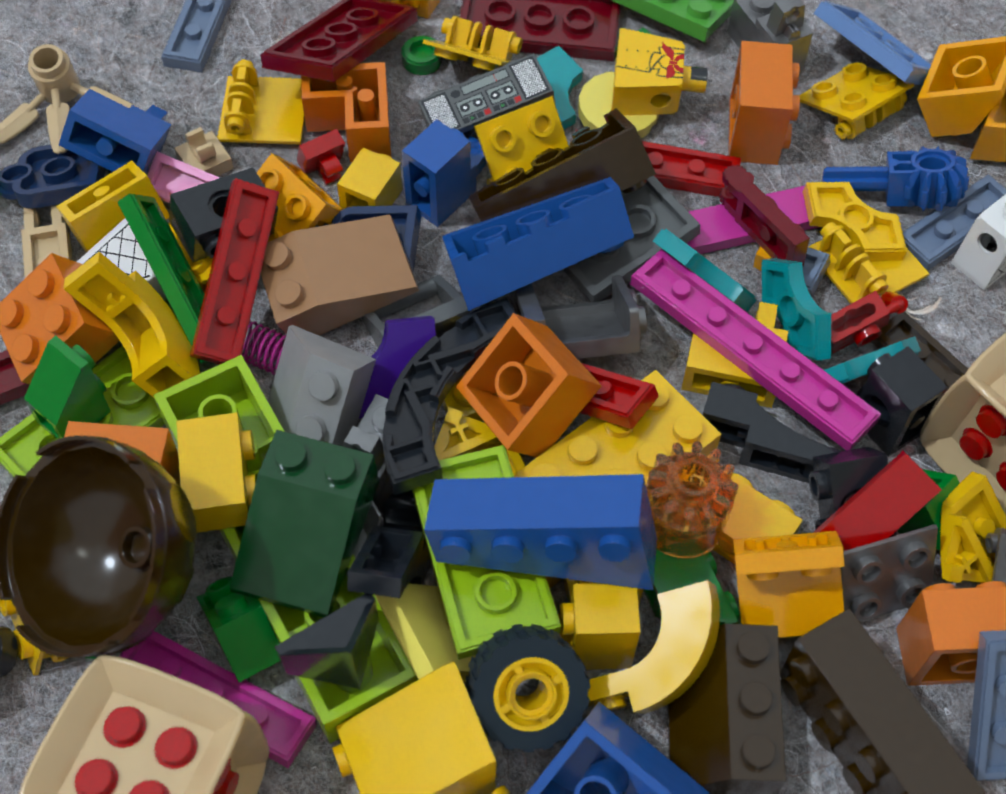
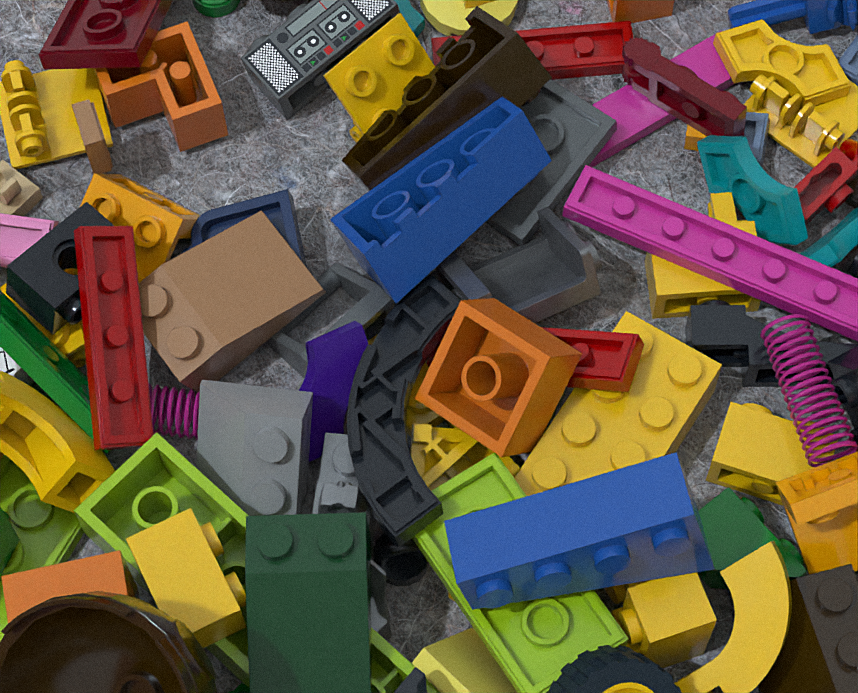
camera: 15 degrees left, 5 degrees up
(280, 127) = (92, 136): none -> medium nougat tile
(323, 155) = (150, 156): red tile -> none
(370, 181) = (217, 173): yellow brick -> none
(390, 561) = (417, 622): black slope -> none
(441, 171) = (298, 138): blue hinge -> none
(690, 500) = (721, 453): clear orange gear -> none
(705, 269) = (639, 173): teal tile -> none
(766, 461) = (802, 366): none -> dark pink piece

